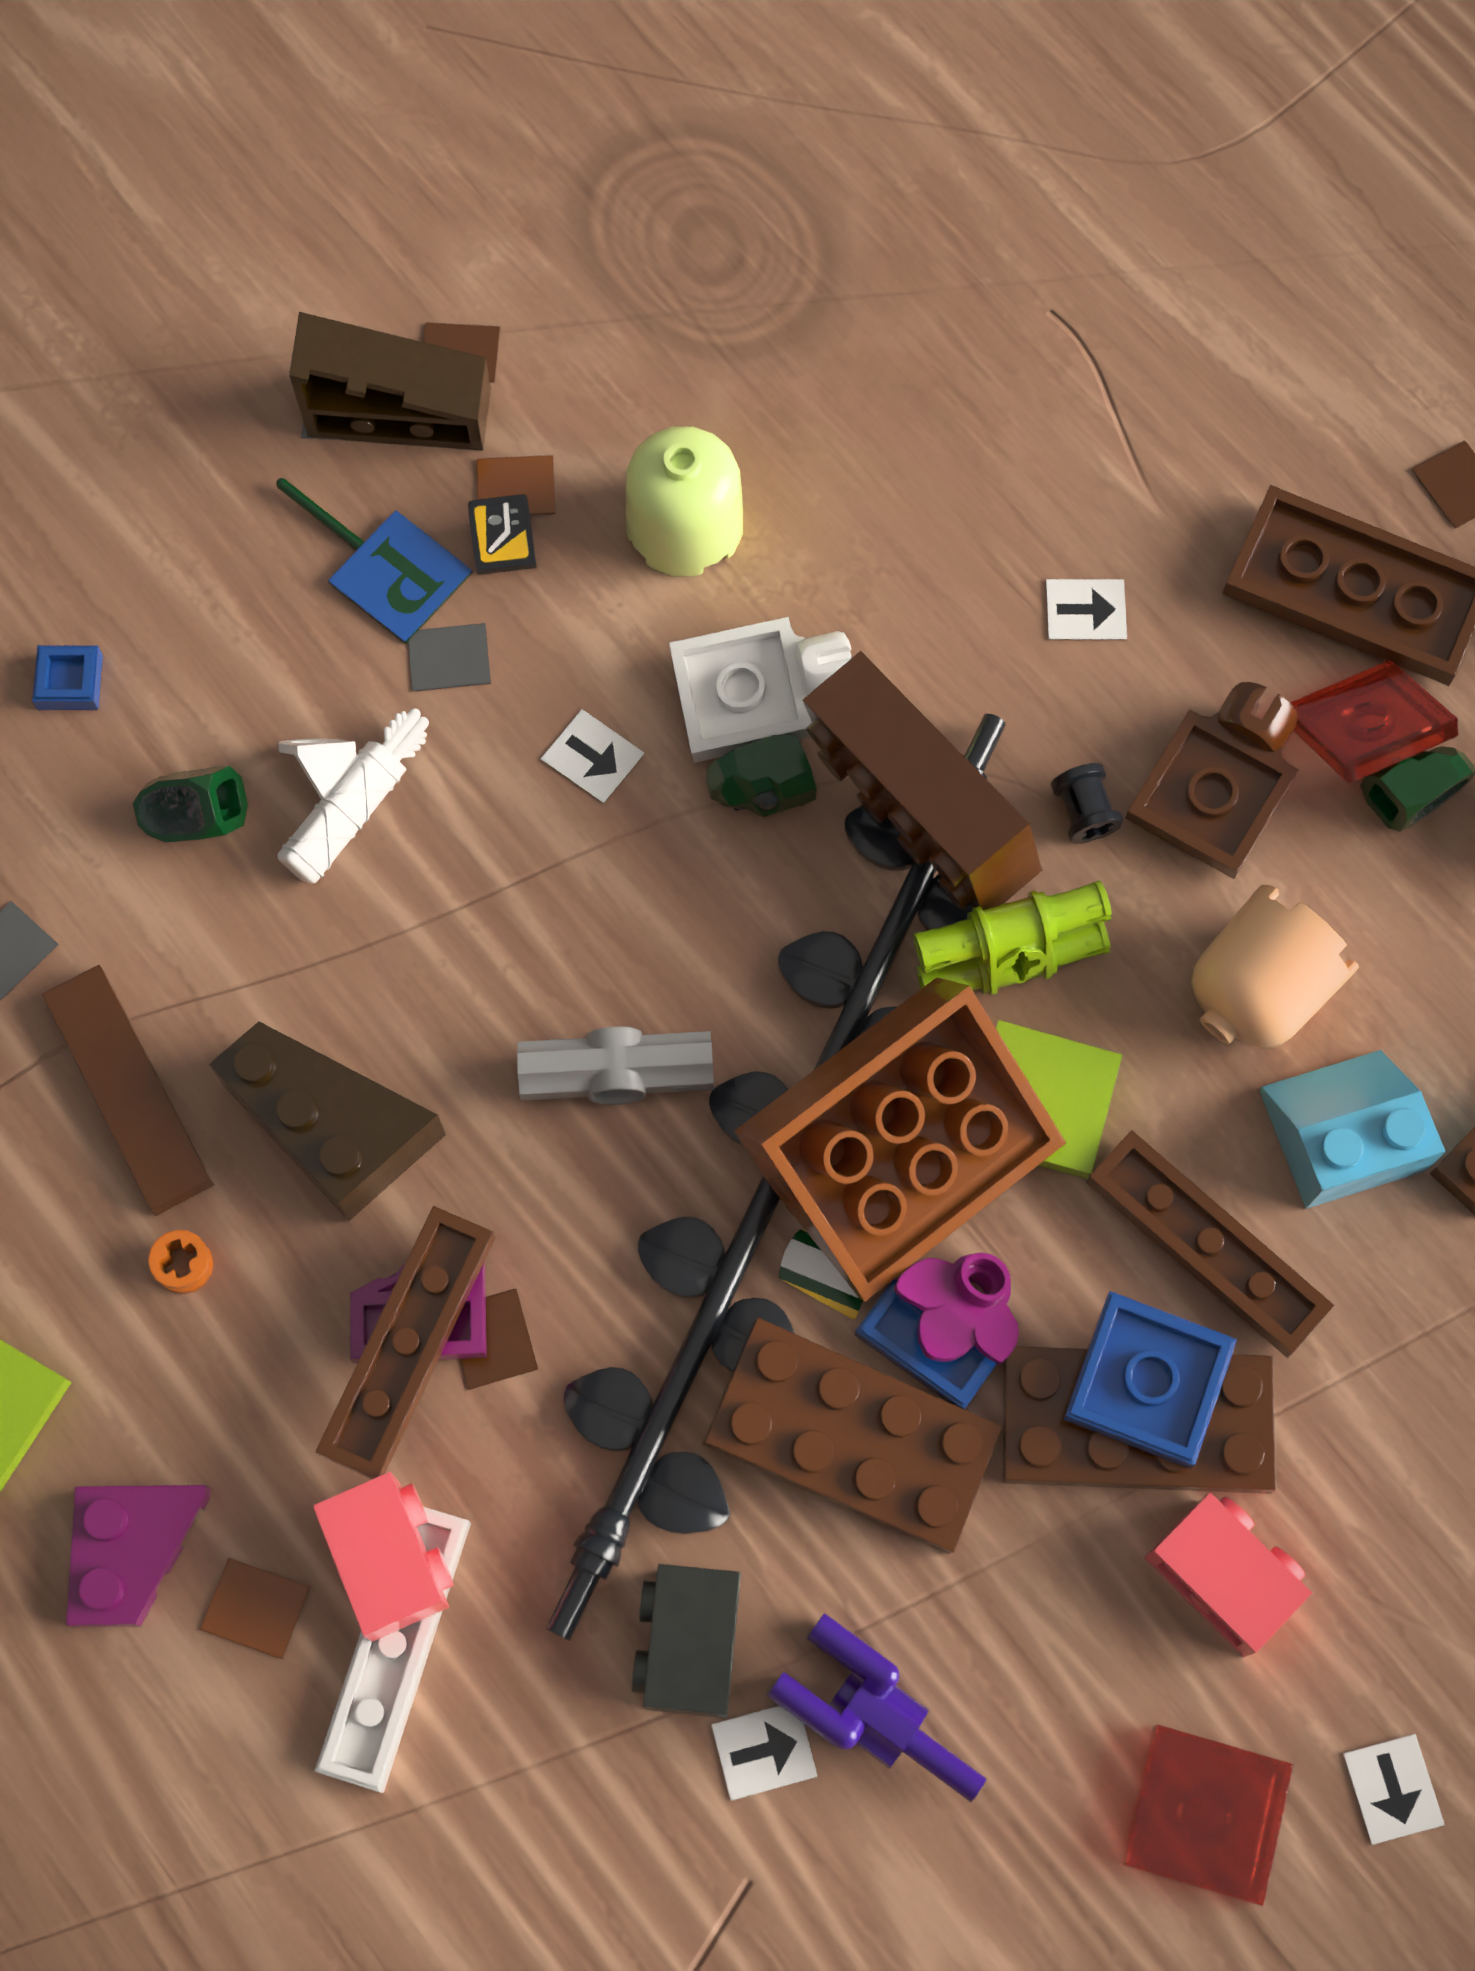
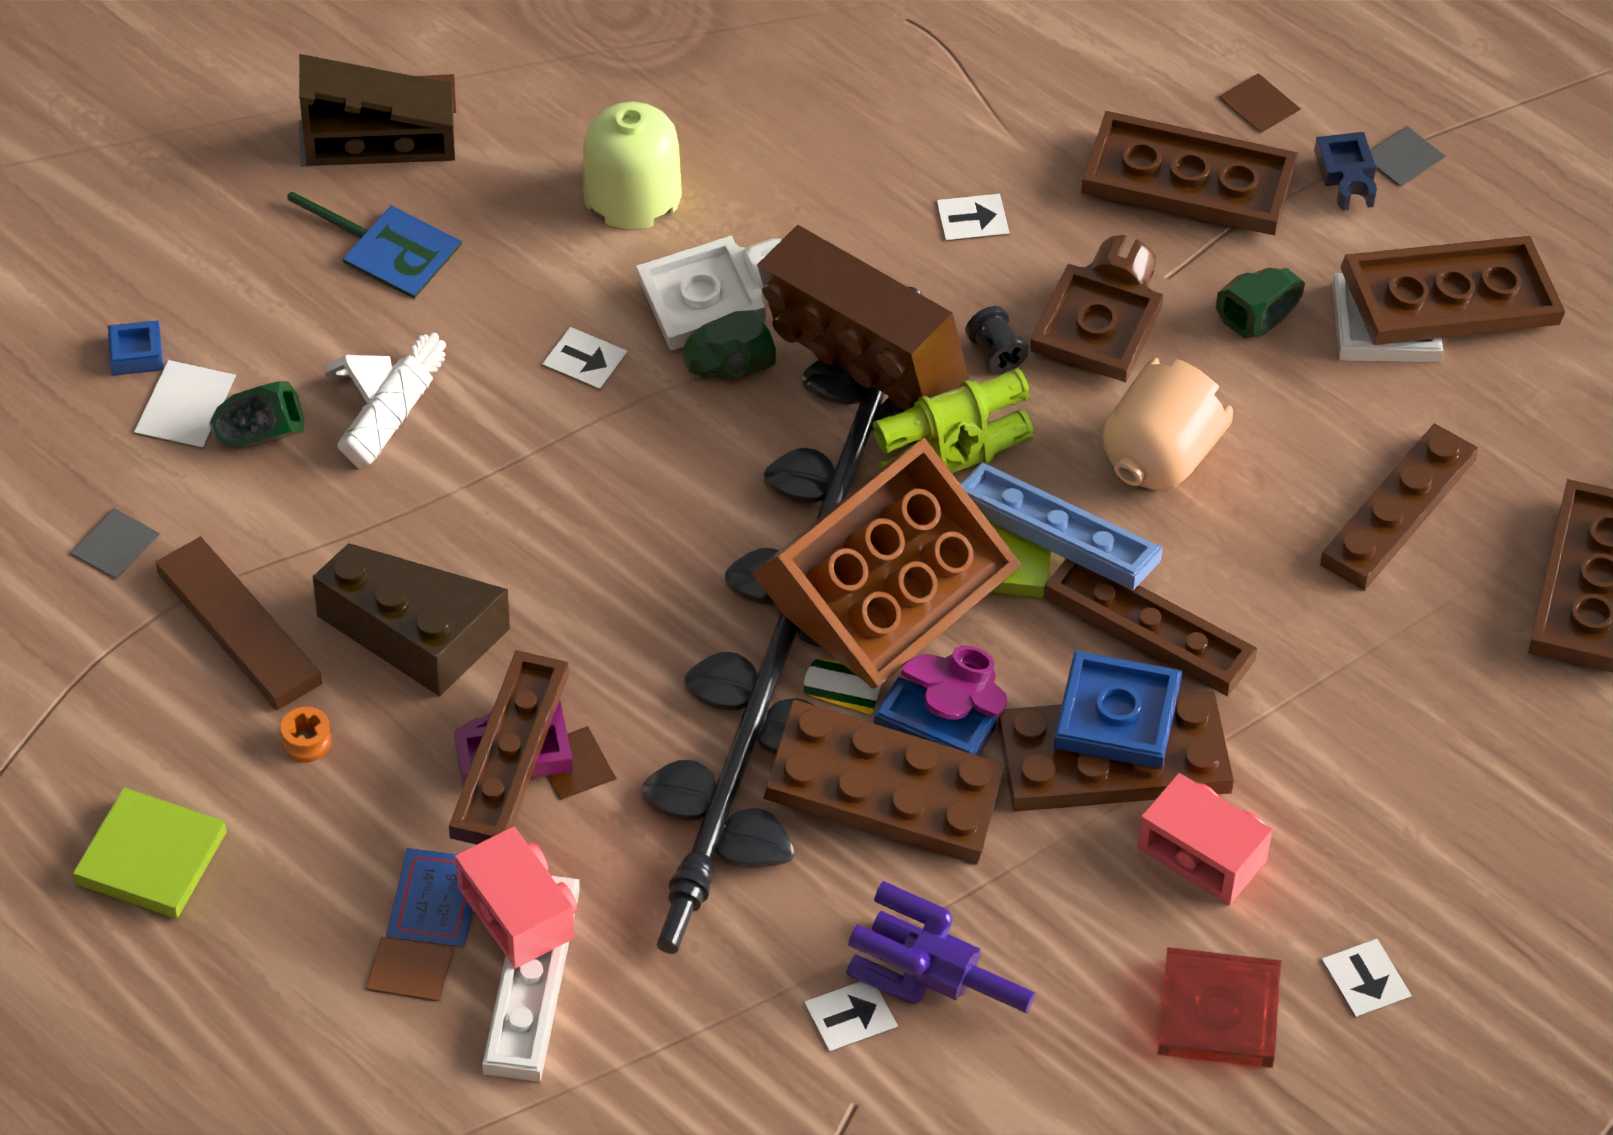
camera: 10 degrees left, 20 degrees down
(115, 761) = (184, 403): none -> white sticker
(124, 1548) = (295, 935): magenta wing -> none
(282, 1522) = (429, 901): none -> blue sticker
(449, 657) = (453, 303): dark grey sticker -> none
(501, 534) = (483, 209): slope -> none
(517, 476) = (486, 181): dark orange sticker -> none
(615, 1065) = (644, 556): light grey piece -> none
(689, 1640) = (778, 934): pearl dark grey brick -> none
(1118, 1095) = (1061, 527): none -> medium blue tile
(1351, 1127) = (1253, 537): medium azure slope -> none
(1372, 721) = (1216, 257): clear red tile -> none

